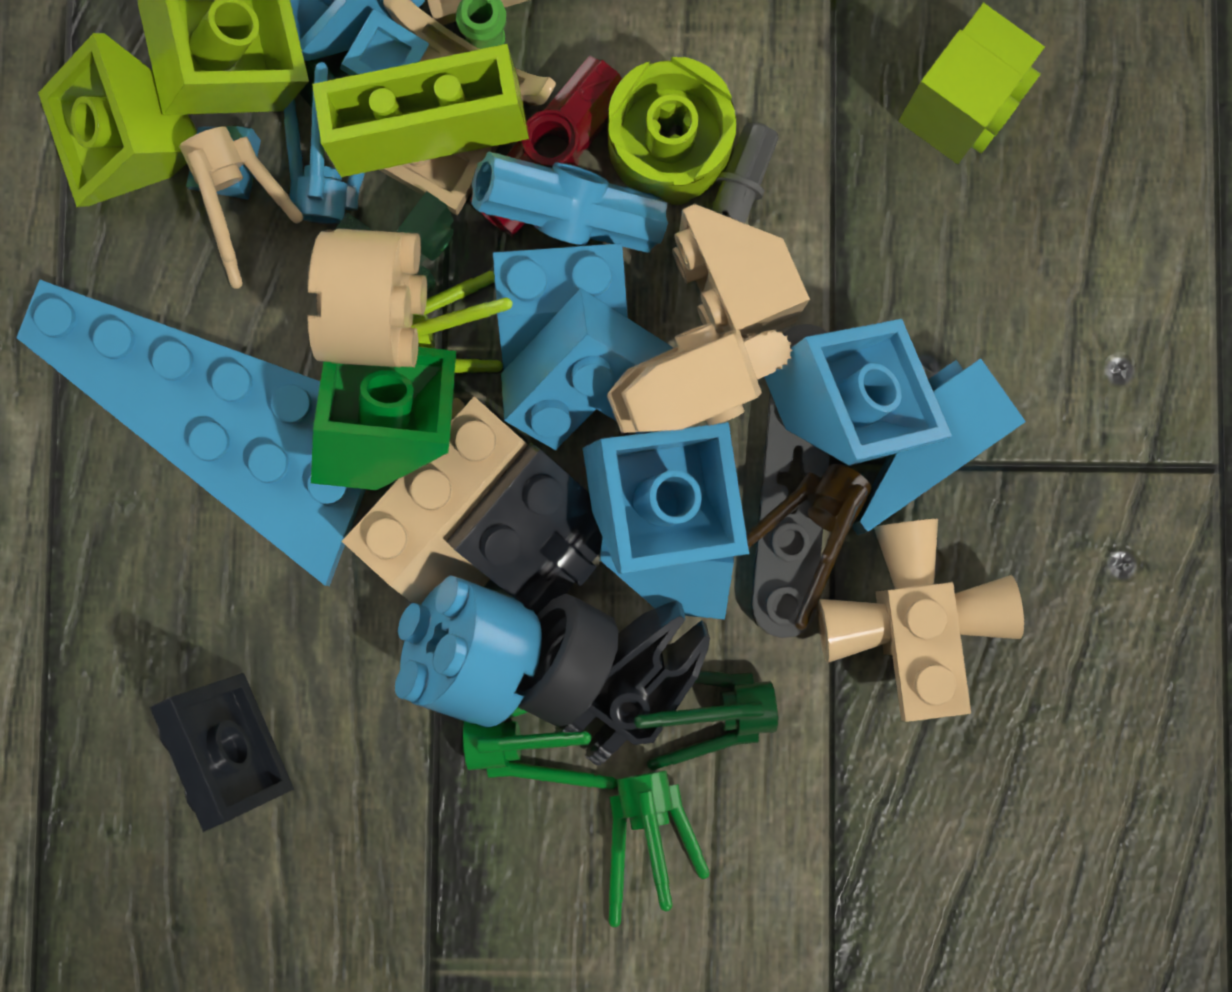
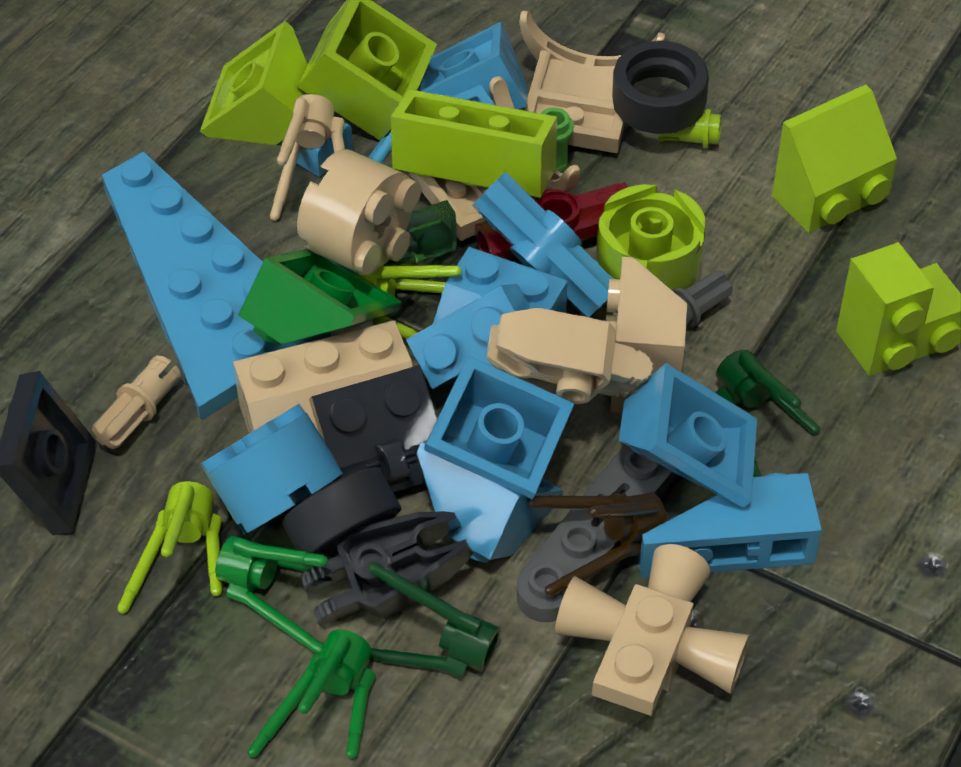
camera: 30 degrees right, 35 degrees down
(258, 615) = (135, 403): none -> tan axle
(398, 724) = (184, 520): none -> lime plant
(853, 252) = (749, 383): none -> dark green plant

